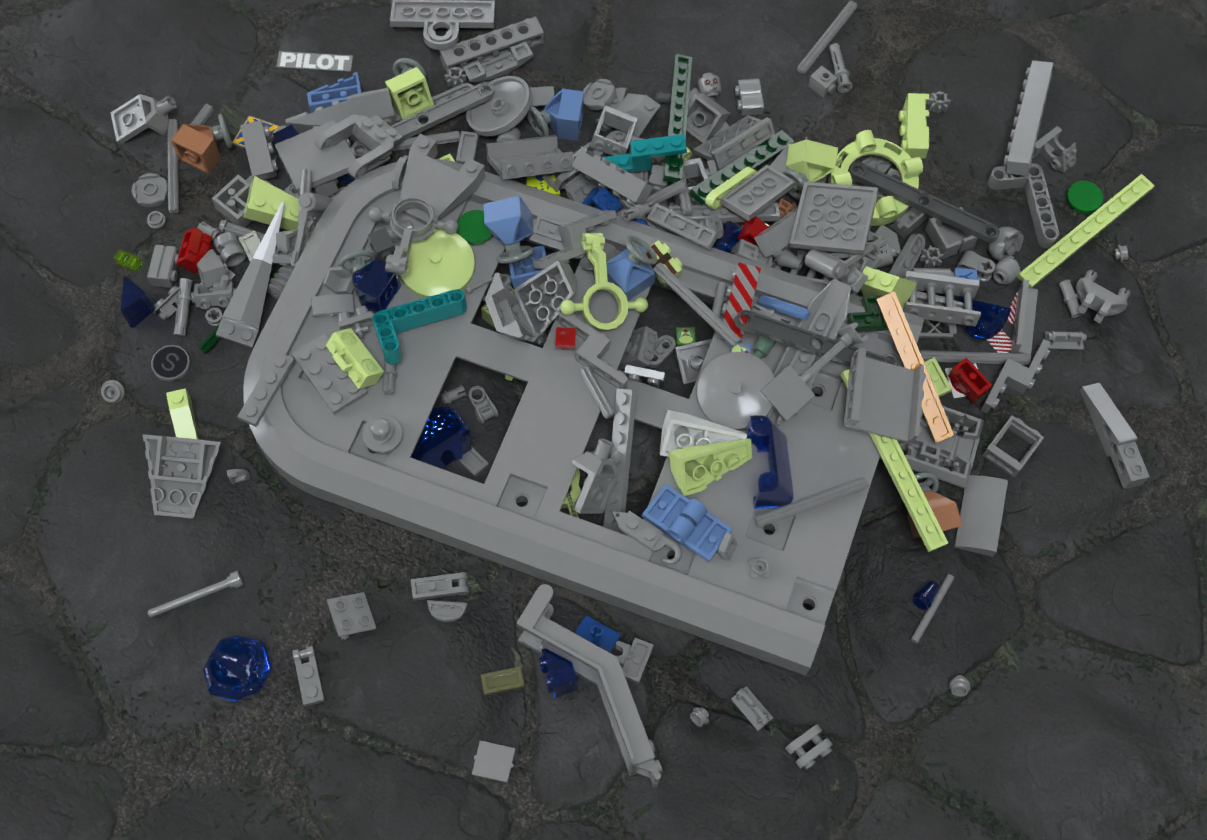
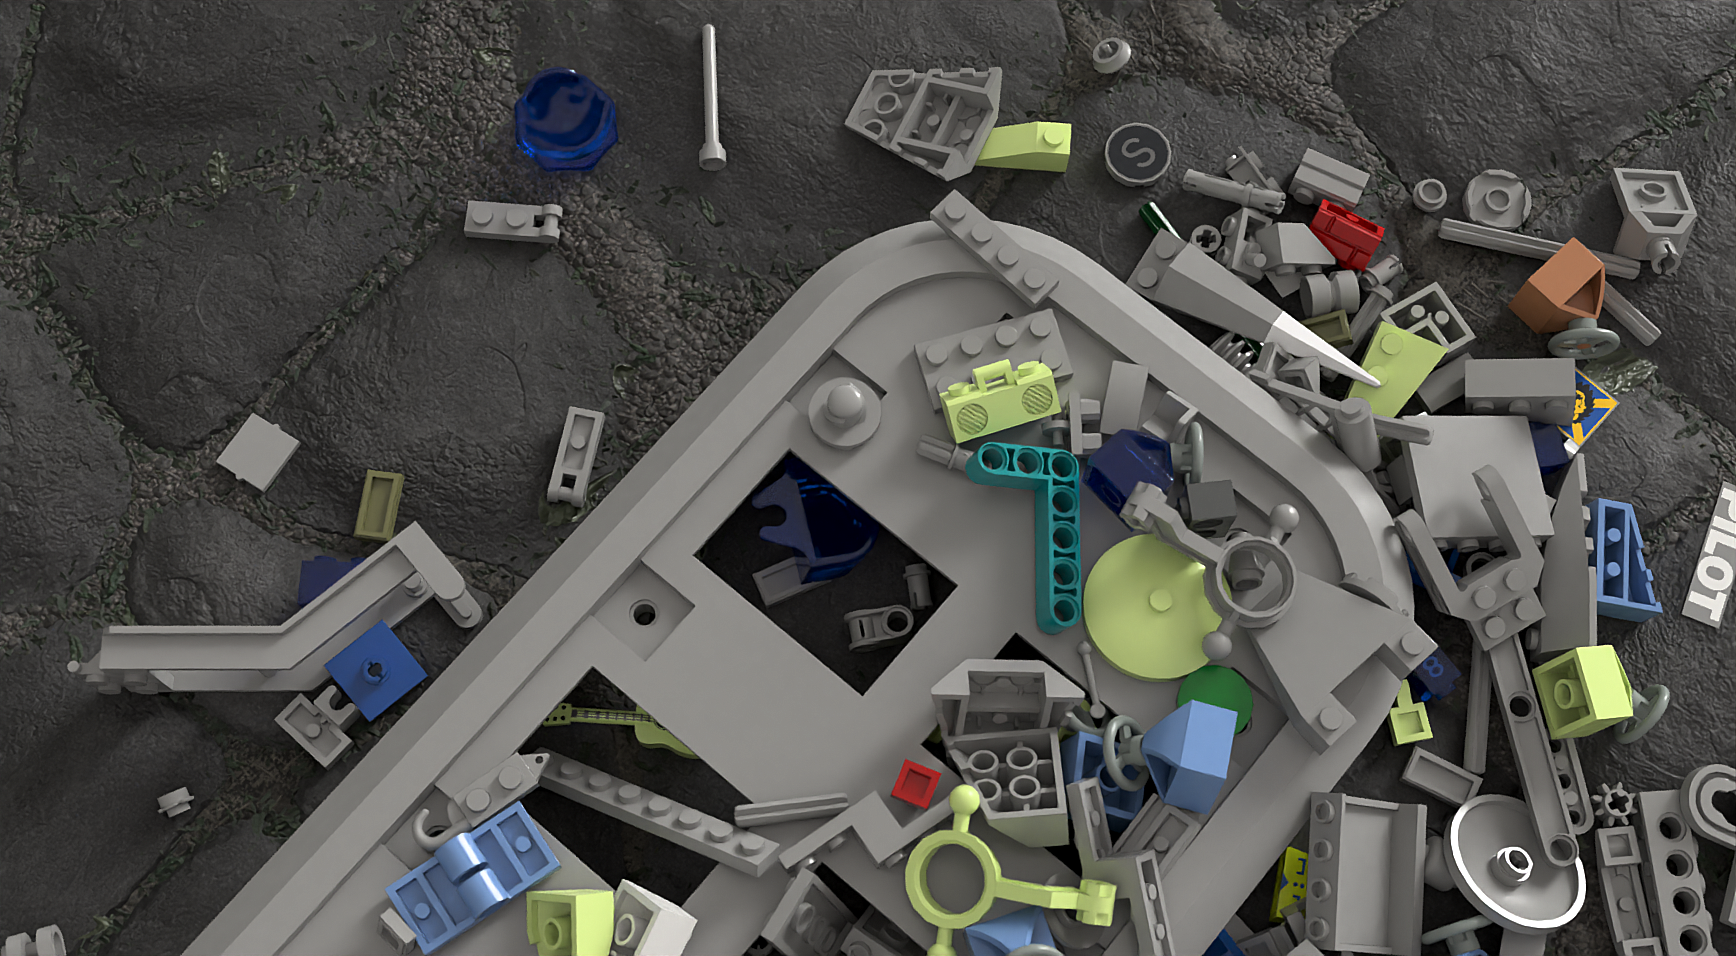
camera: 110 degrees right, 5 degrees up
(128, 260) = (1356, 138): clear neon green piece -> none
(135, 303) = (1264, 116): clear blue slope -> none
(238, 475) = (891, 203): light grey tile -> none
(351, 614) = (583, 307): light grey hinge -> none
(446, 611) = (532, 457): light grey tile -> none
(600, 479) = (631, 758): light grey plate -> none
(751, 708) = (148, 898): light grey hinge -> none

